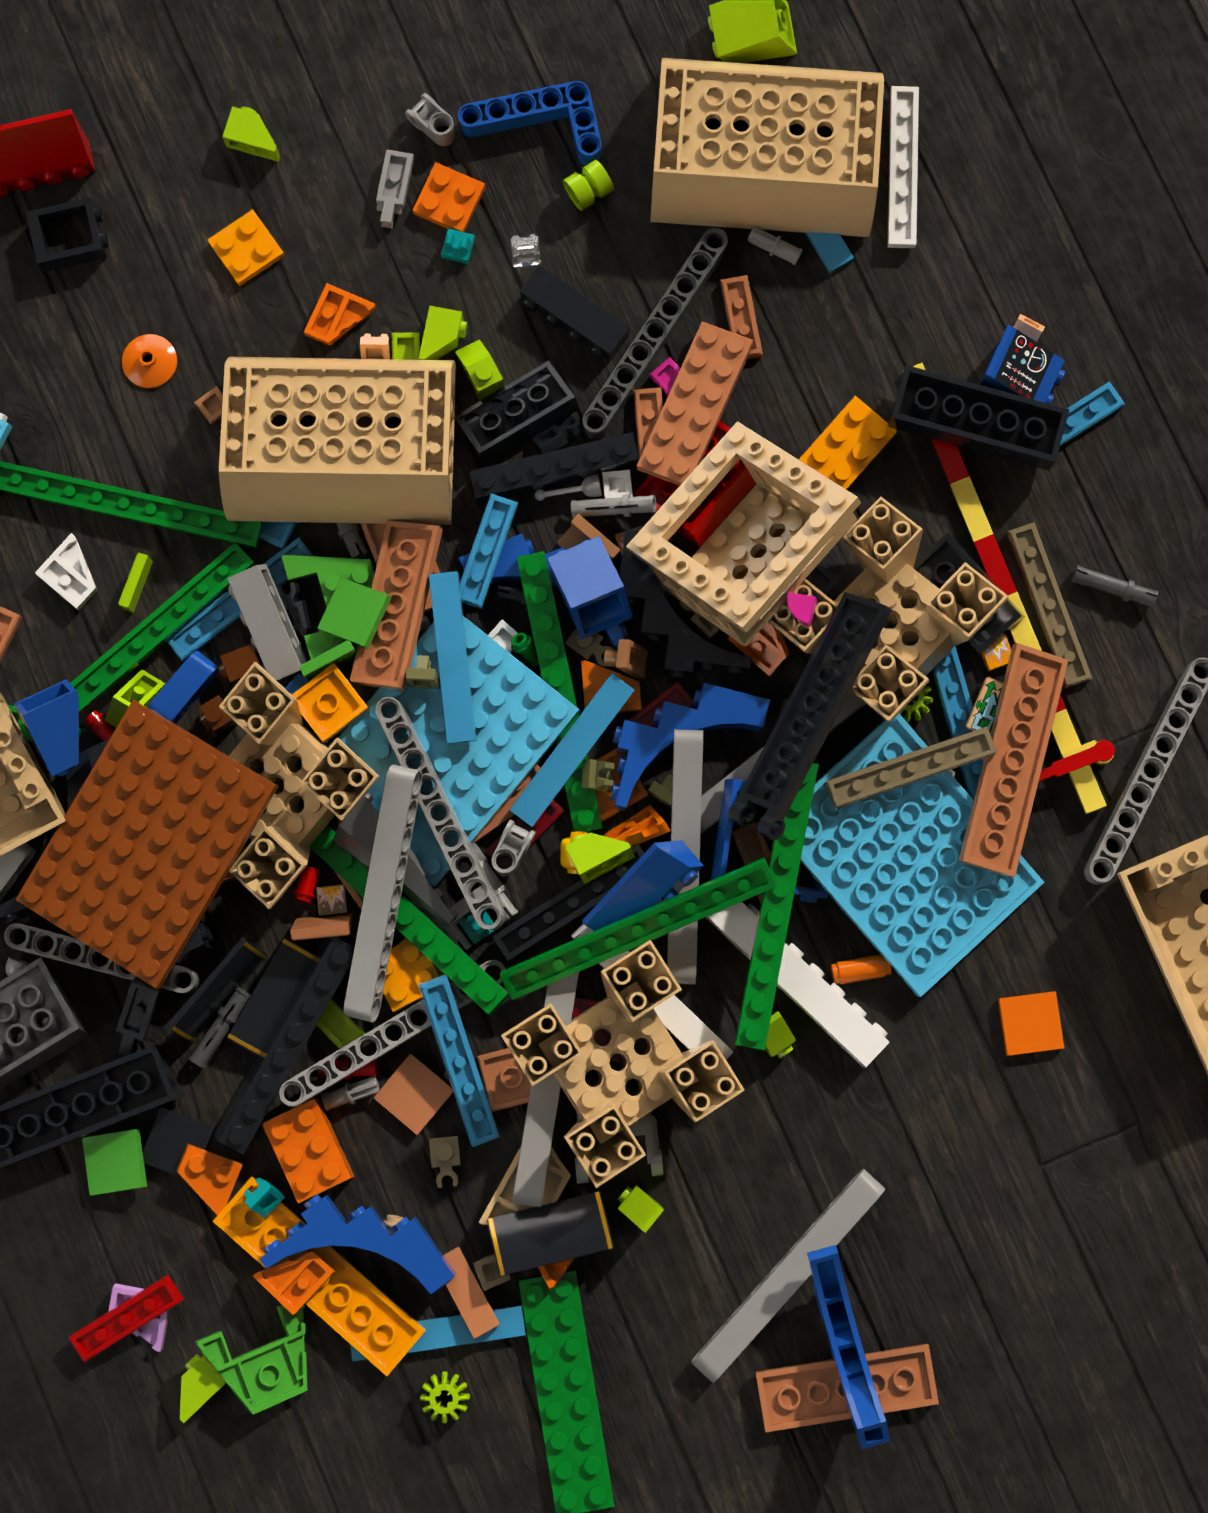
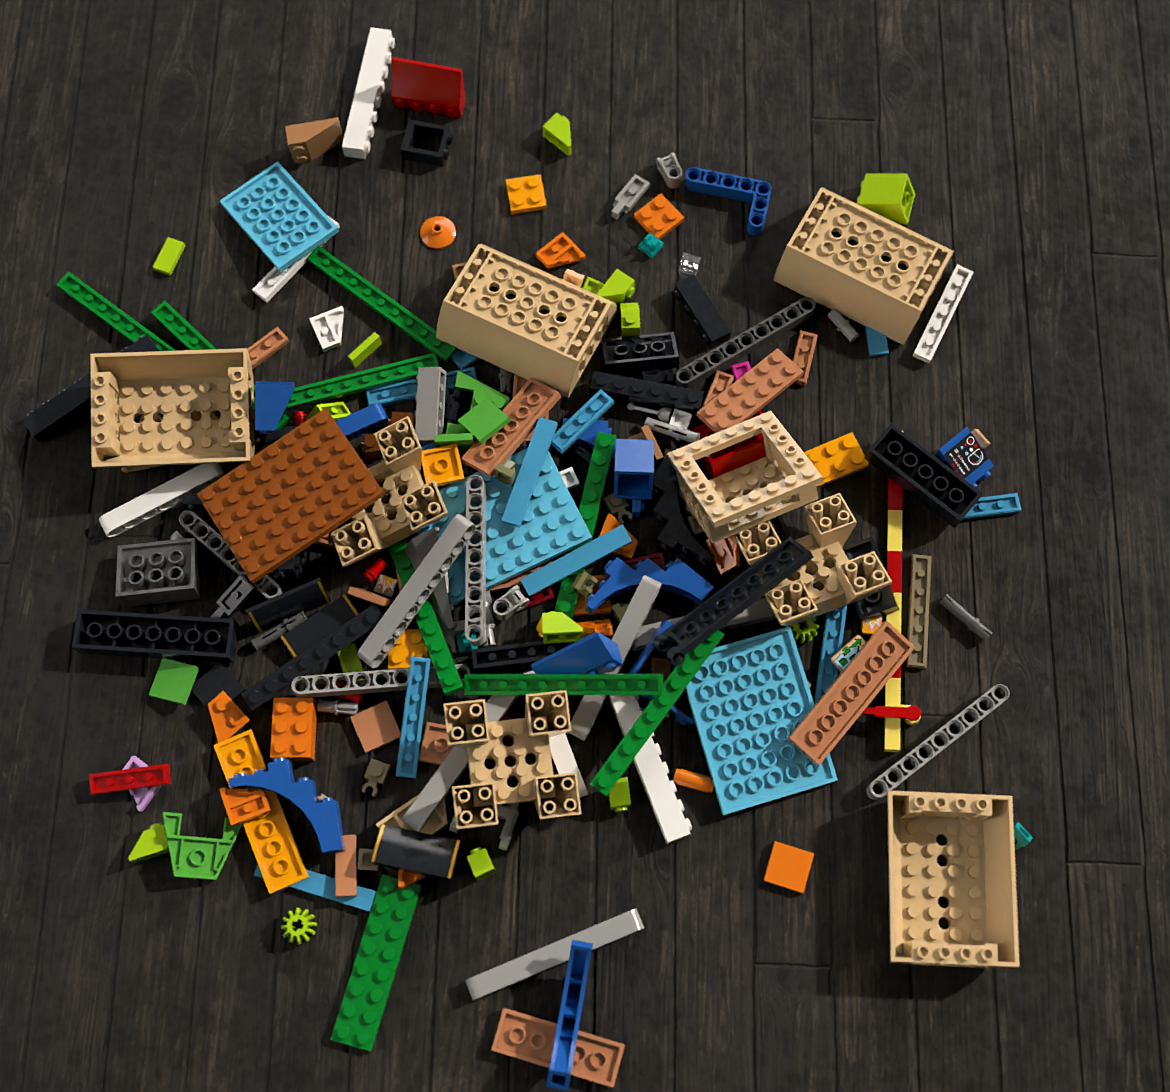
camera: 25 degrees right, 10 degrees down
(264, 1198) = (251, 744): teal tile -> none
(522, 644) = (576, 486): green pin -> none
(588, 185) = (745, 243): lime wheel -> none
(628, 658) = (637, 522): medium nougat tile -> none
(802, 607) = (758, 534): dark pink tile -> none
(910, 767) = (783, 664): dark tan tile -> none

